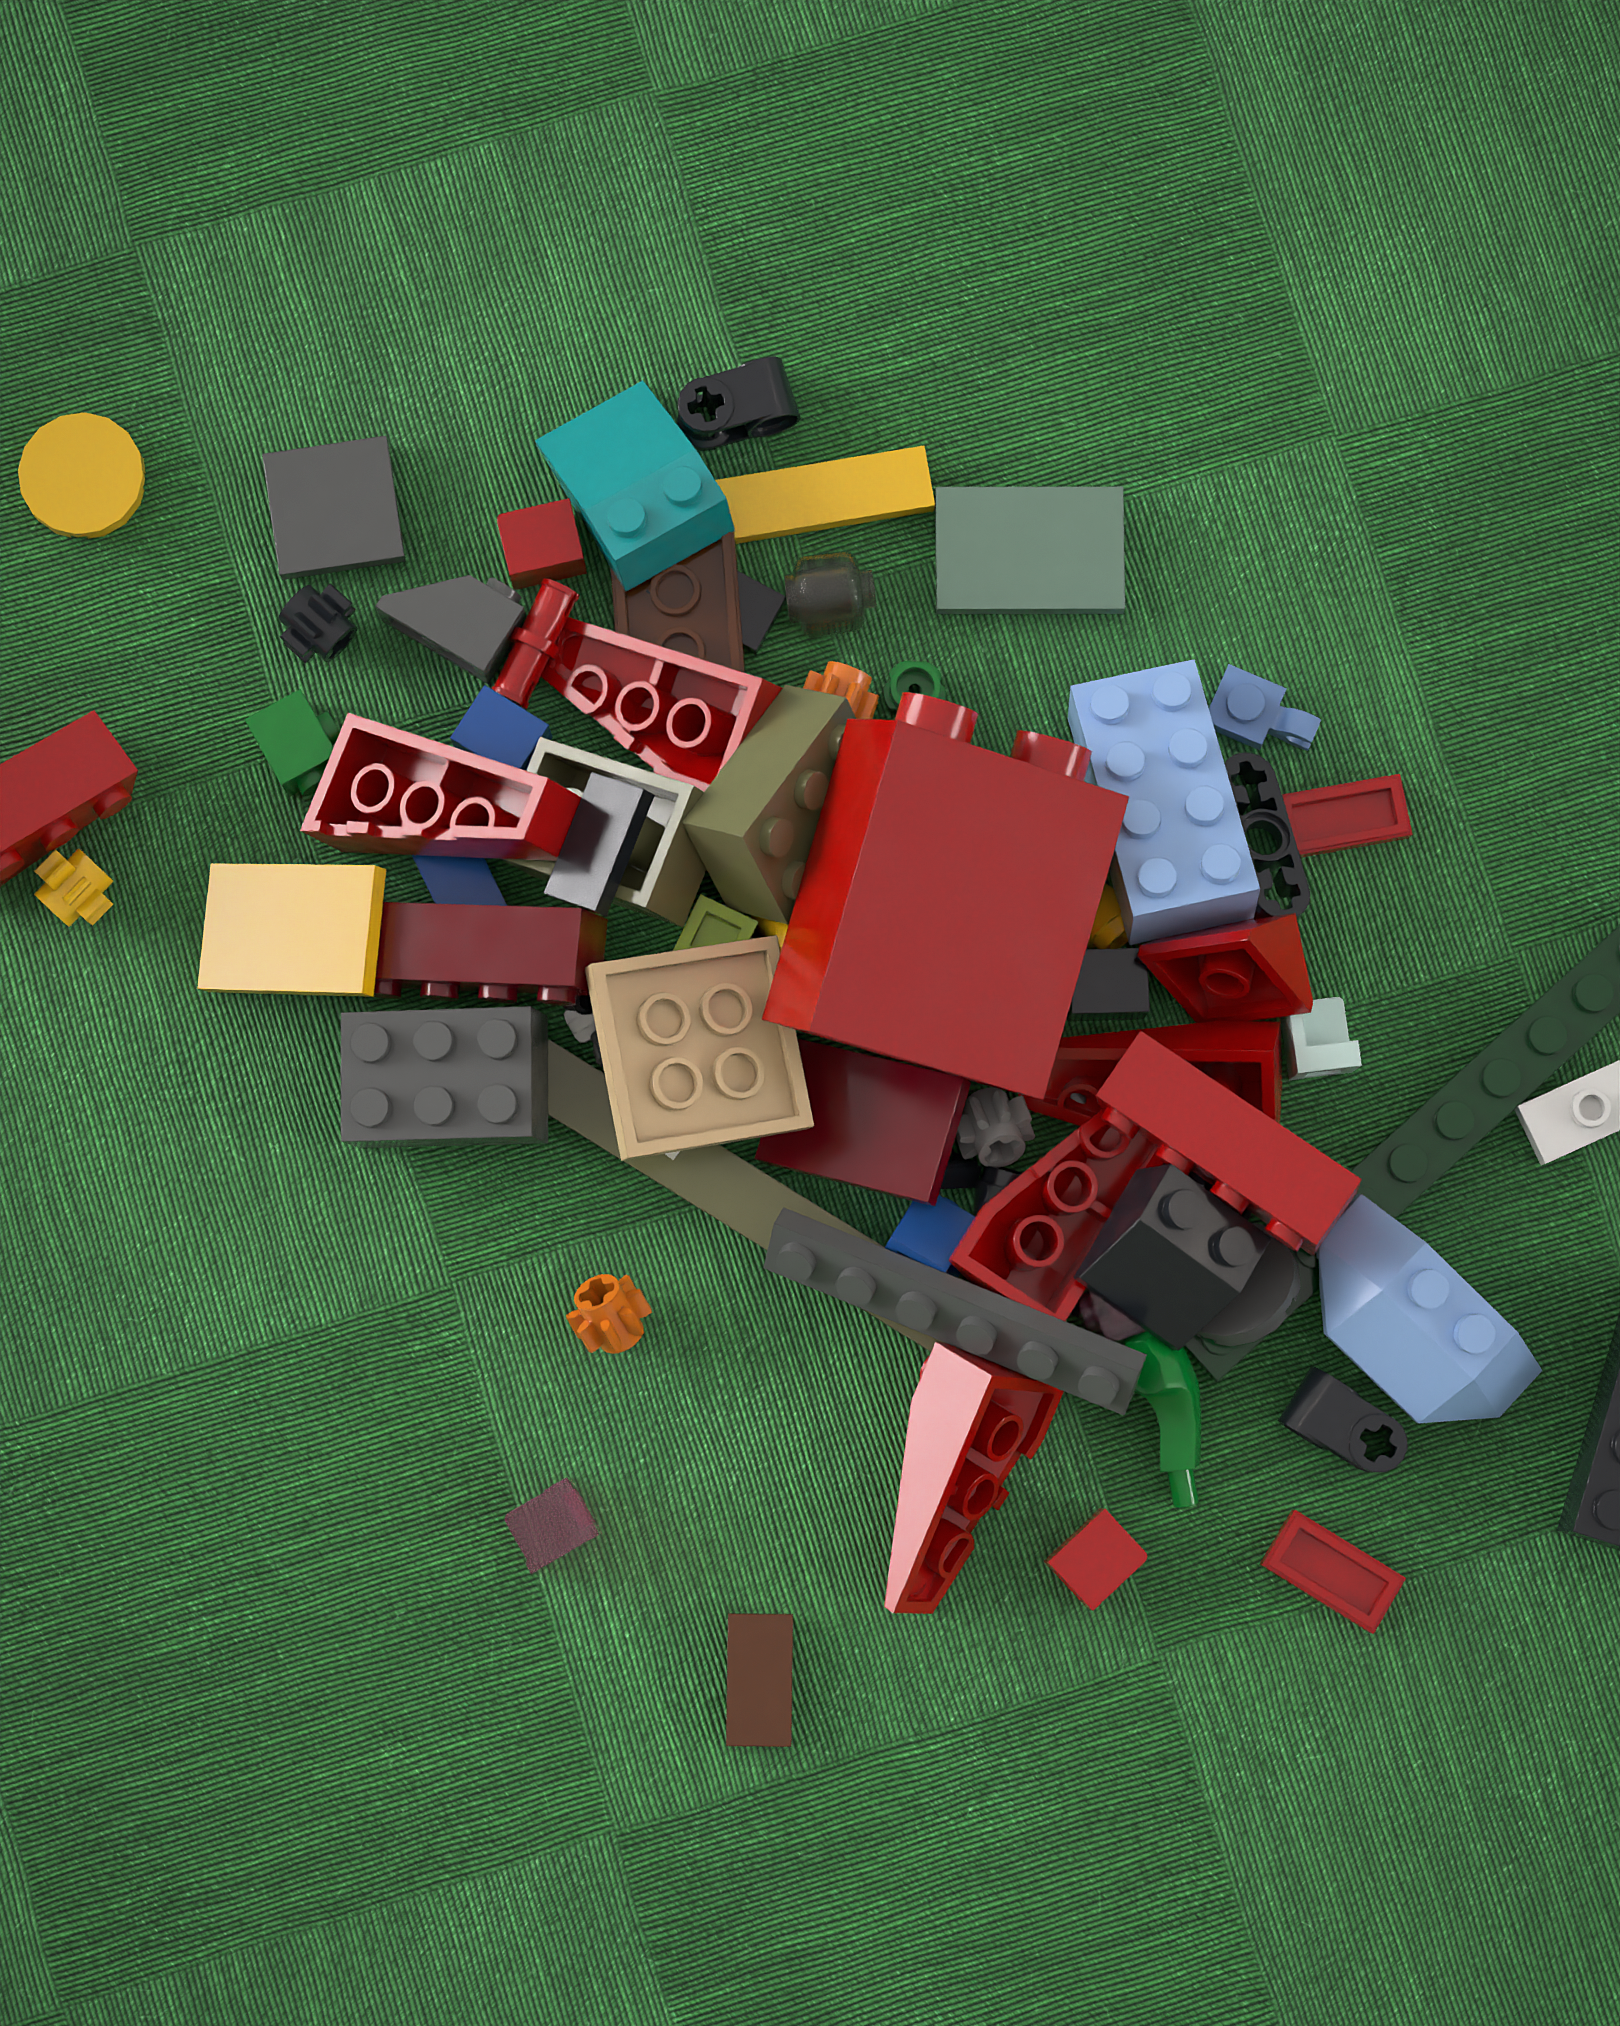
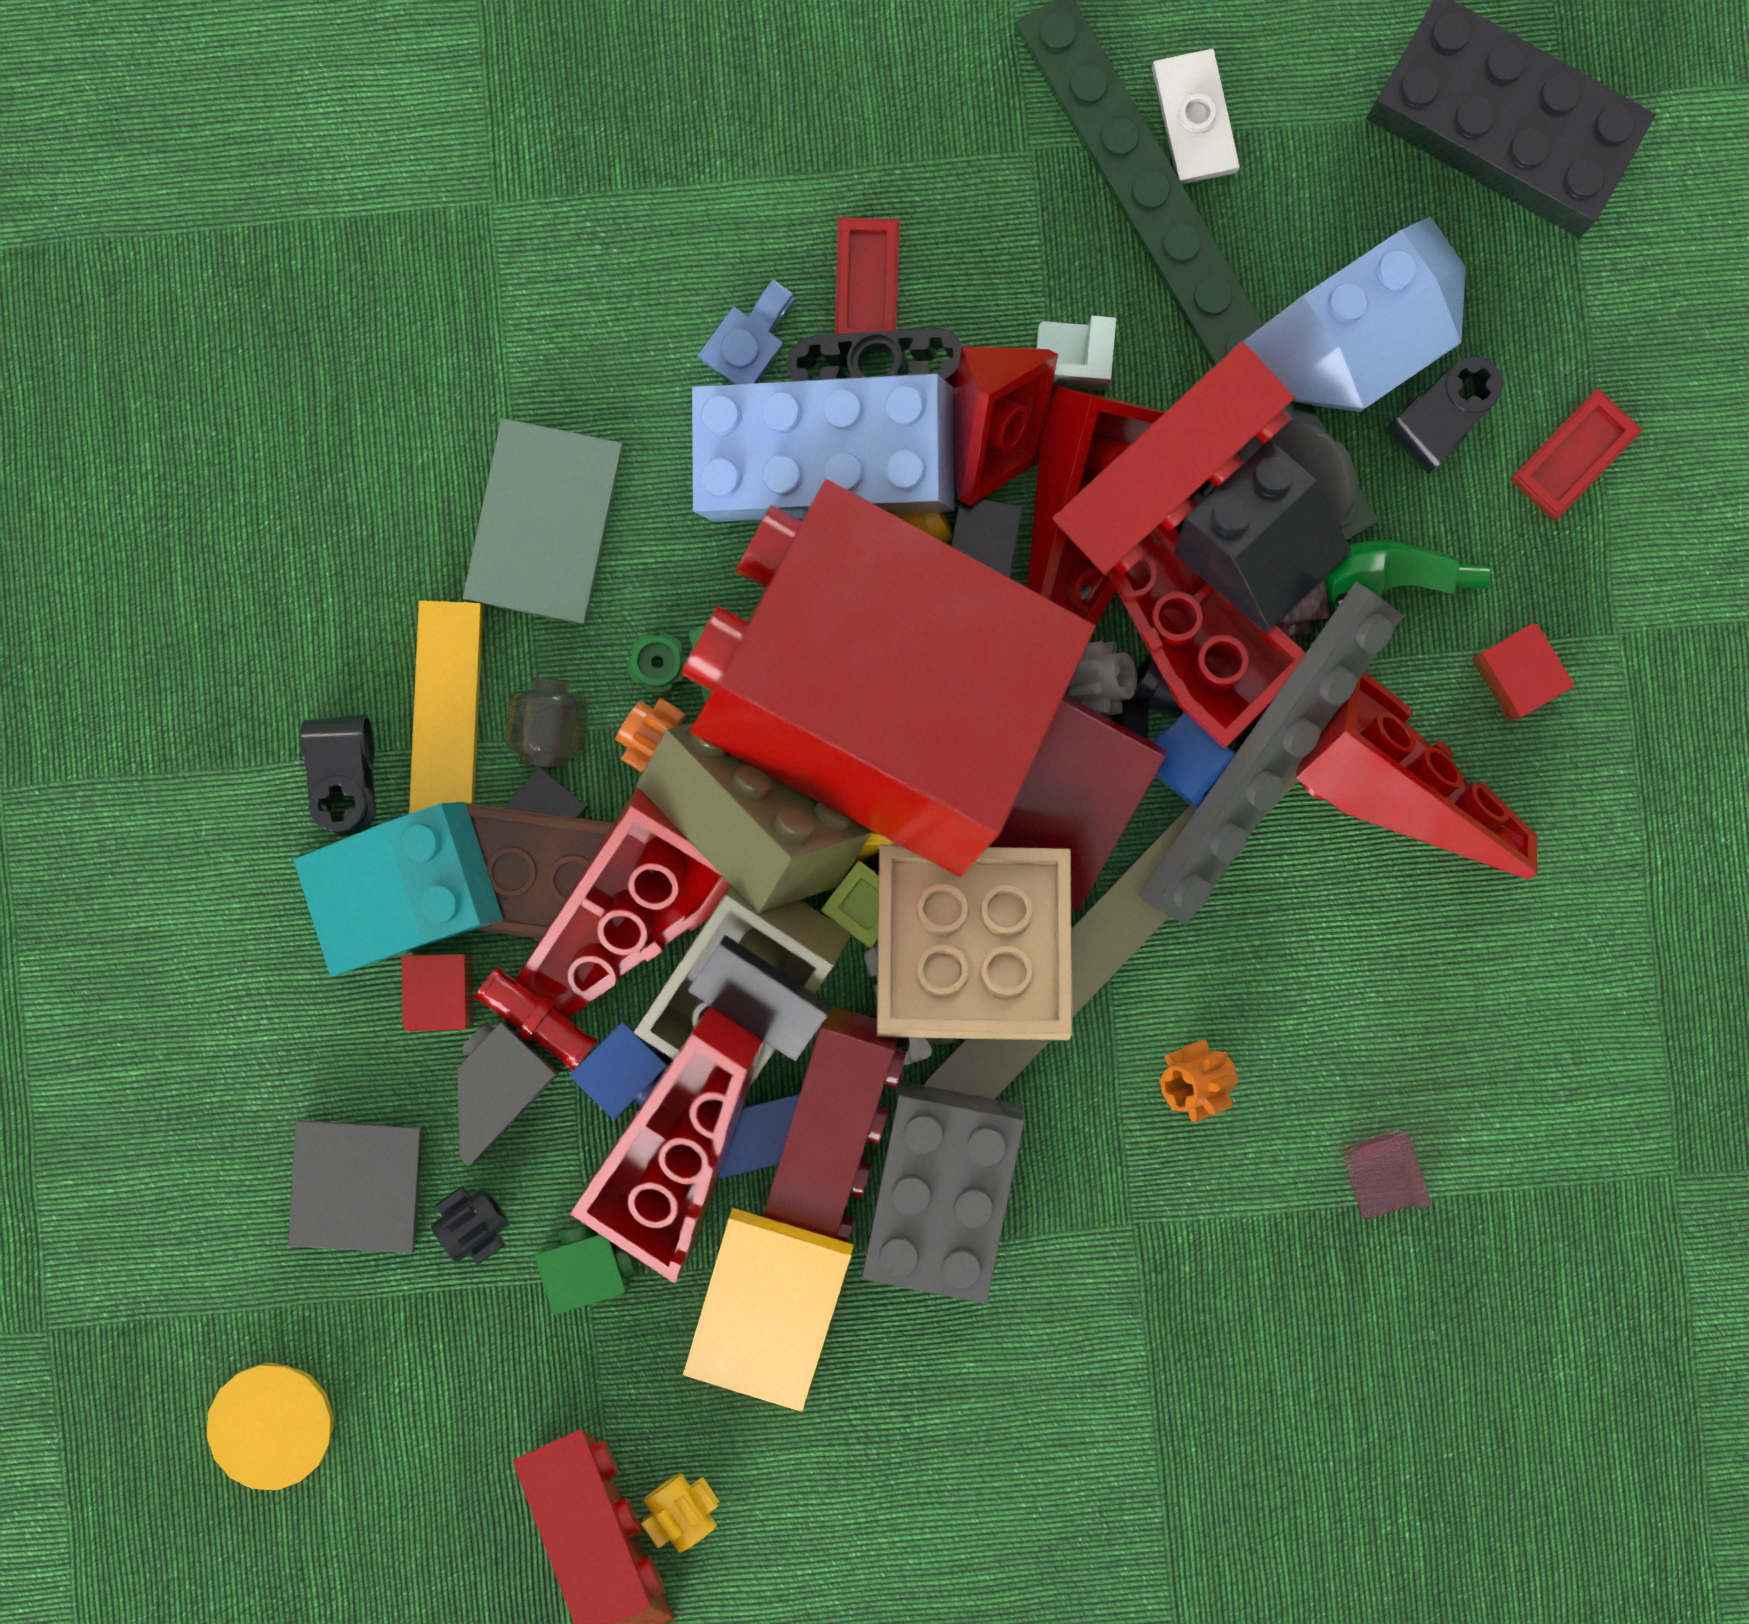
camera: 70 degrees left, 5 degrees up
(759, 1680) = (1566, 1010): reddish brown tile -> none

